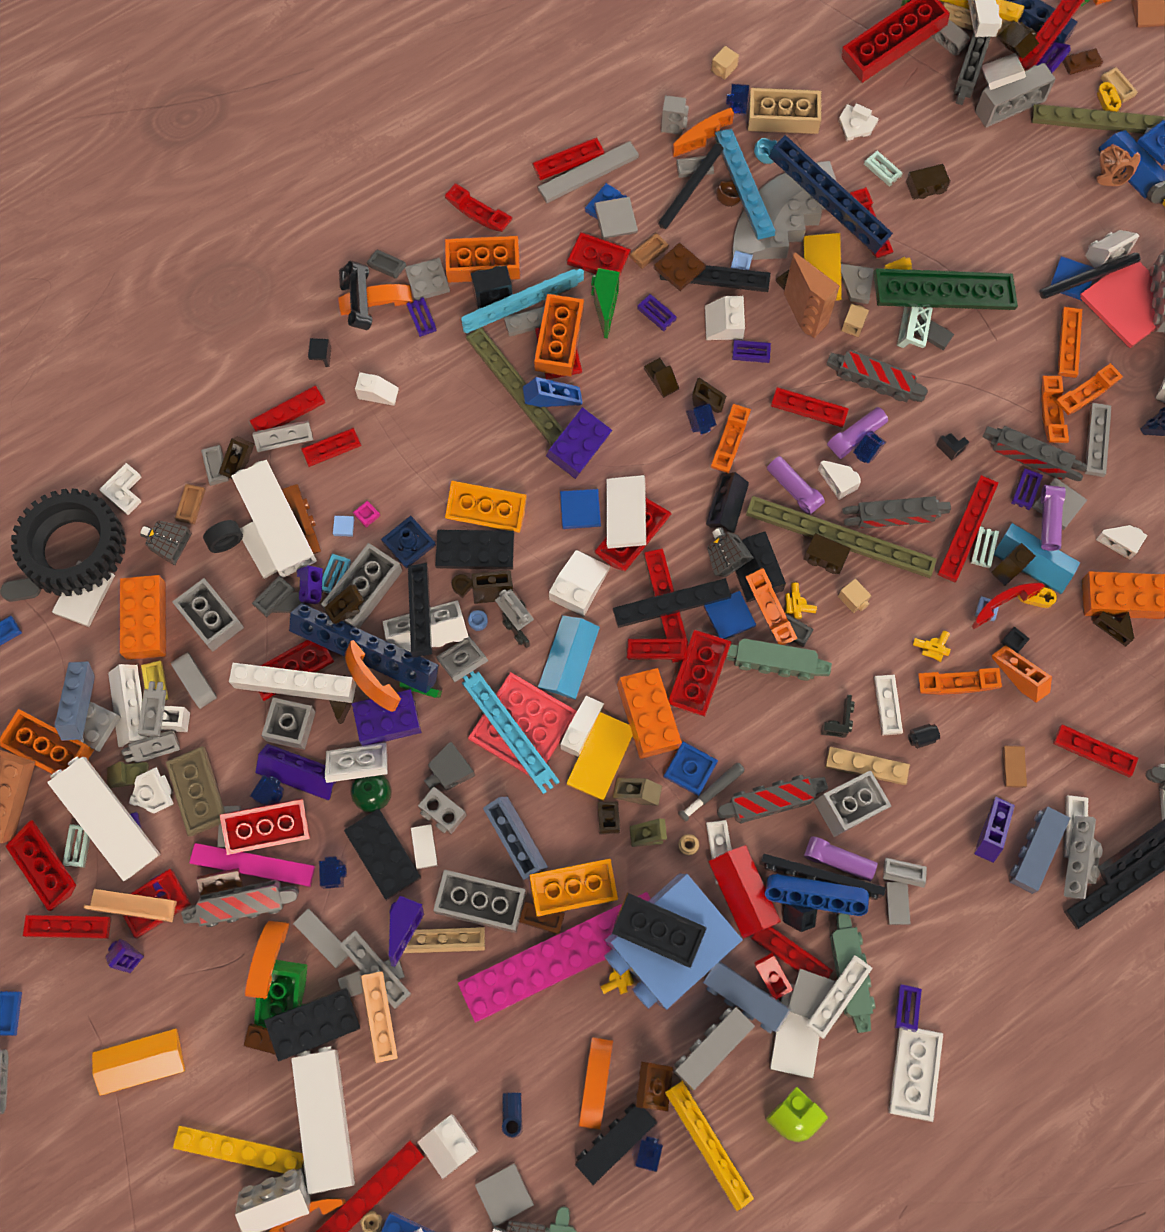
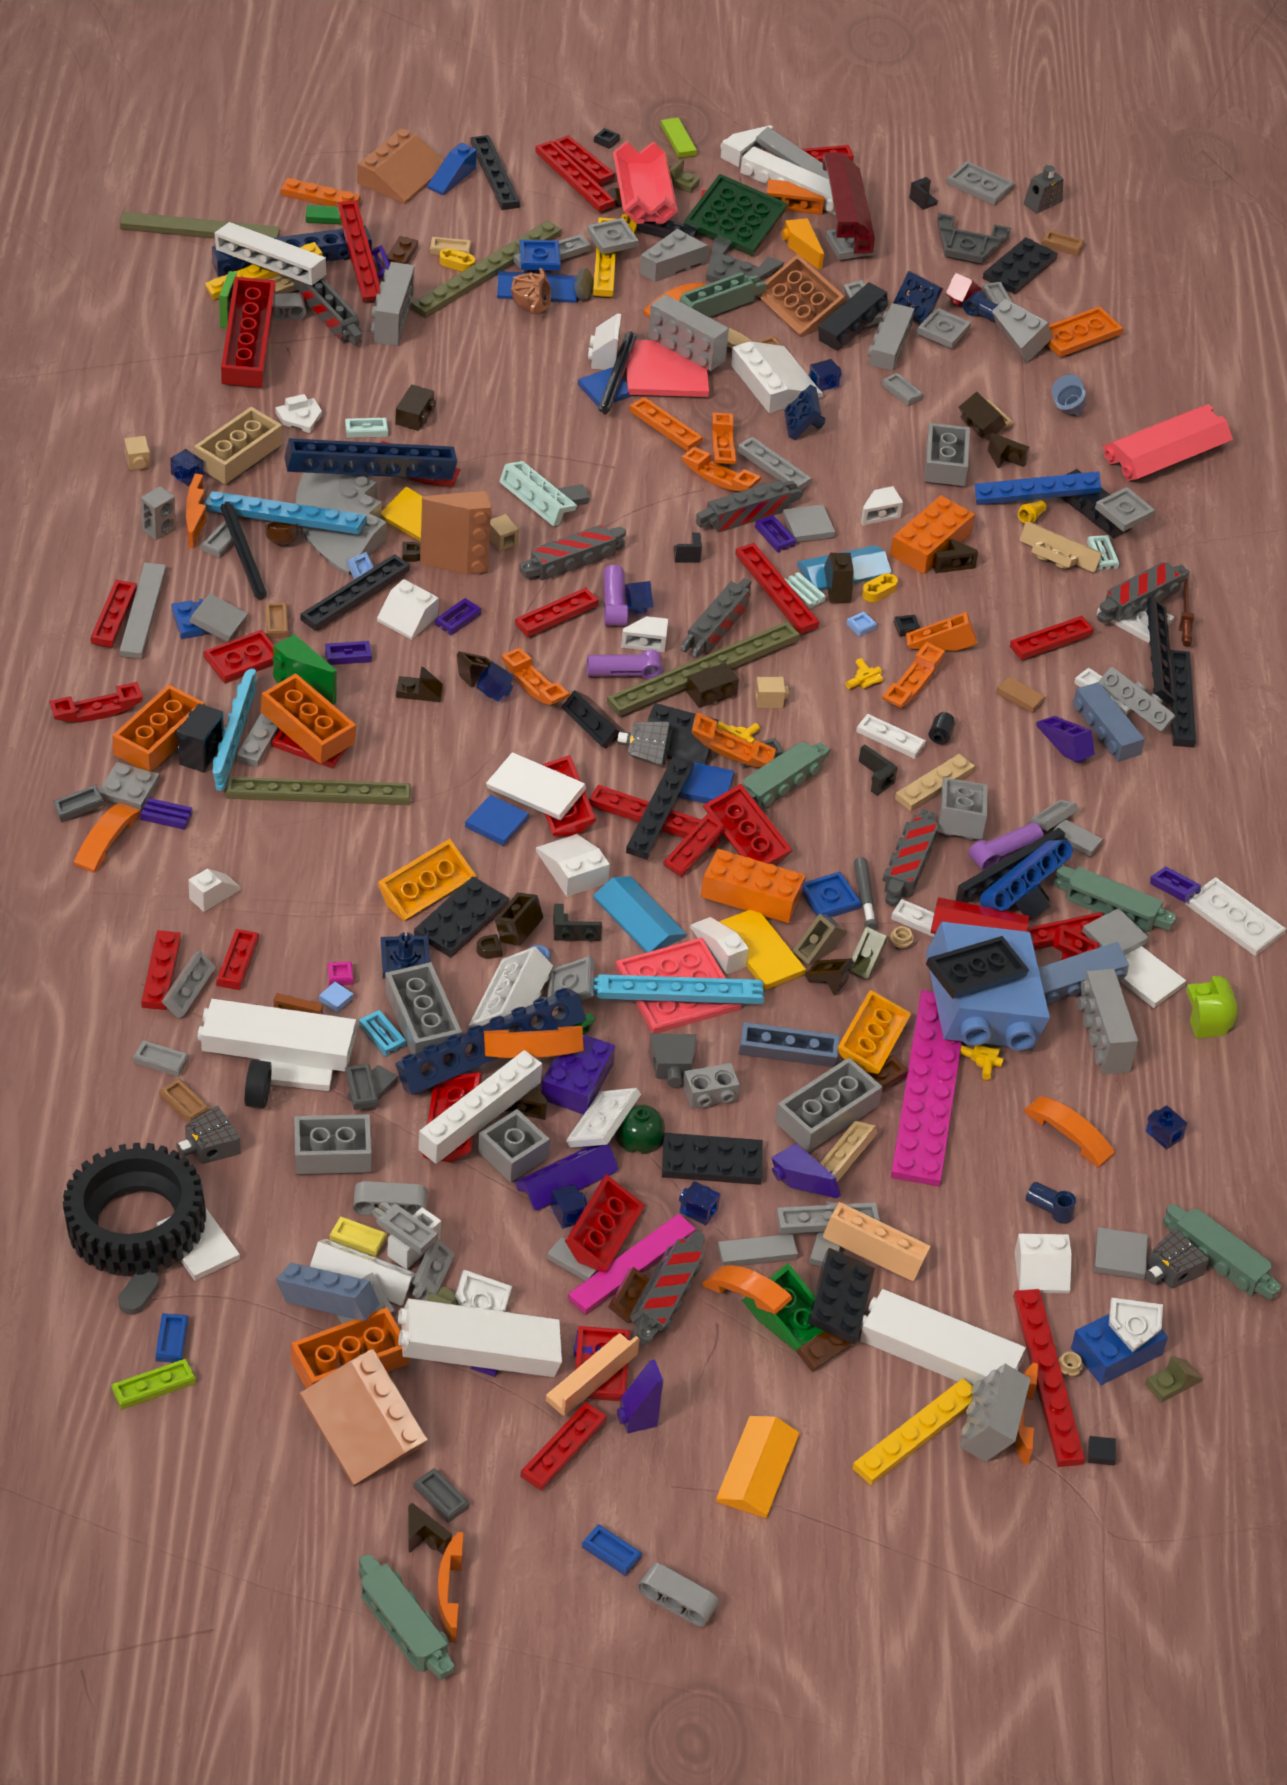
camera: 60 degrees left, 25 degrees down
(41, 866) = (476, 1430): red slope -> none
(84, 850) = (476, 1398): light aqua tile -> none
(118, 488) = (102, 1137): white plate -> none
(142, 617) = (280, 1200): orange brick -> none
(196, 791) = (515, 1261): dark tan tile -> none
(236, 456) = (176, 1028): dark brown slope -> none
(310, 584) = (378, 1048): dark purple leg -> none
(320, 350) = (124, 900): black panel -> none
(344, 605) = (441, 1013): dark brown slope -> none
(353, 278) = (65, 834): black piece -> none
(419, 610) = (497, 972): black plate -> none
(424, 846) = (733, 1122): white tile -> none
(514, 609) = (554, 909): light grey hinge -> none
(550, 393) = (358, 765): blue slope -> none
(578, 443) = (432, 775): dark purple brick -> none
(615, 1144) = (1137, 1143): black brick -> none
(653, 1083) = (1112, 1086): reddish brown plate -> none
(679, 266) = (322, 604): reddish brown plate -> none
(709, 1146) = (1200, 1084): yellow plate -> none
(763, 149) = (266, 483): medium azure hair -> none
(839, 997) = (1131, 912): white tile -> none
(902, 263) = (480, 474): yellow cone -> none
(945, 289) = (537, 457): dark green plate -> none
(1003, 71) = (370, 288): white tile -> none
(1018, 39) = (344, 266): dark brown brick -> none
(1025, 591) = (869, 617): red slope -> none
(1052, 499) = (806, 519): medium lavender piece -> none

